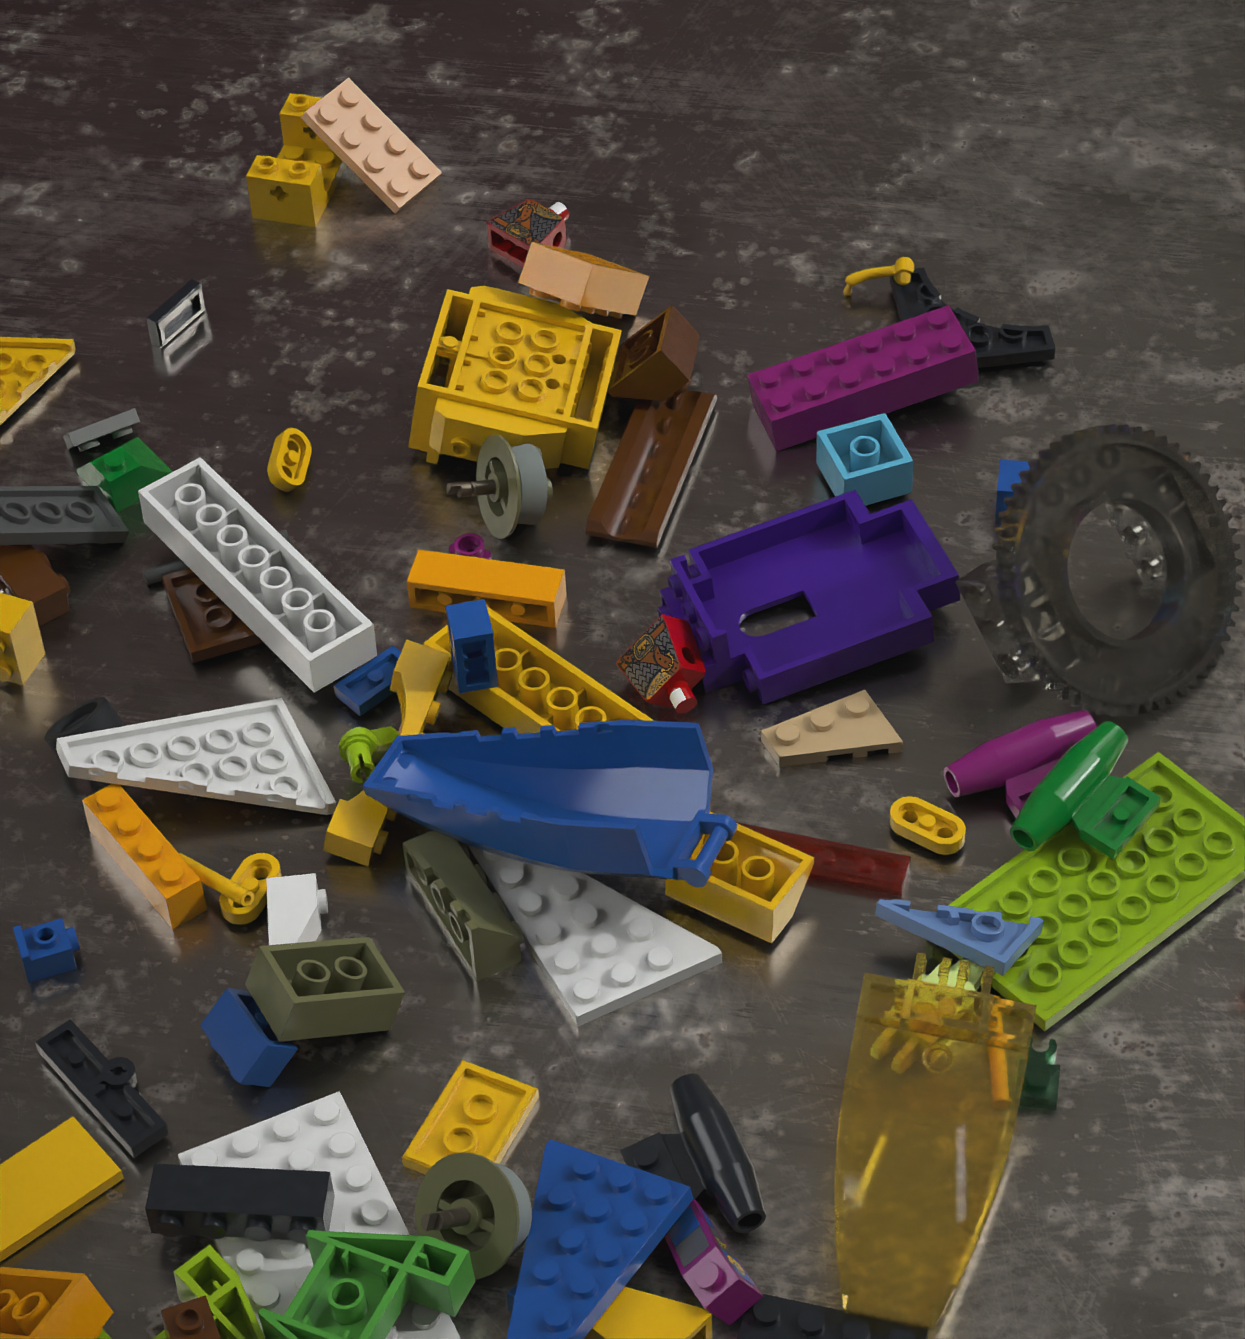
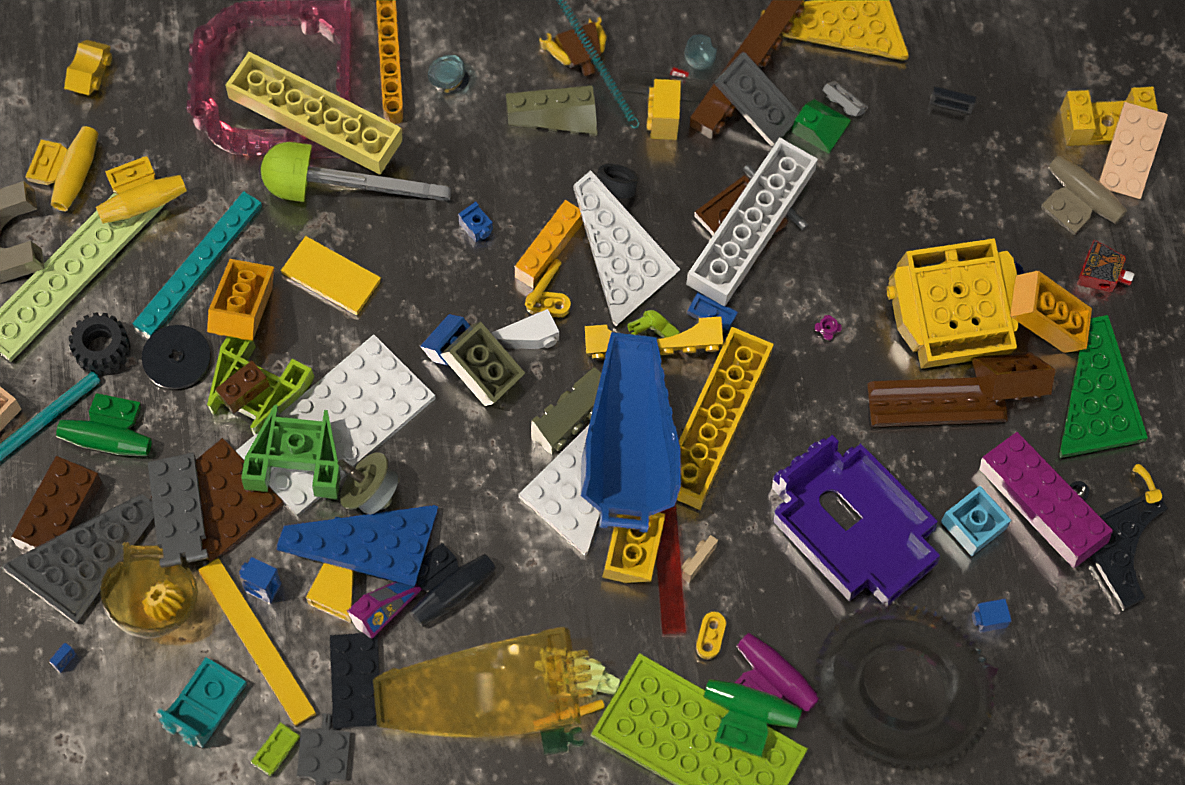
camera: 65 degrees right, 20 degrees up
(104, 1087) = (402, 284): black hinge -> none
(238, 1202) = (344, 374): black brick -> none
(289, 459) = (858, 205): yellow plate -> none
(407, 227) = (1079, 197): none -> dark tan plate
(472, 646) = (721, 351): blue brick -> none
(474, 1115) = (436, 466): yellow tile -> none
(508, 485) = (872, 330): piece -> none
(509, 588) = (800, 345): light orange brick -> none
(665, 664) = (768, 459): torso -> none
(737, 293) = (1101, 401): none -> green wing
(792, 802) = (704, 551): none -> tan plate
(834, 729) = (766, 567): tan wing -> none
(969, 933) = (630, 684): medium blue wing -> none

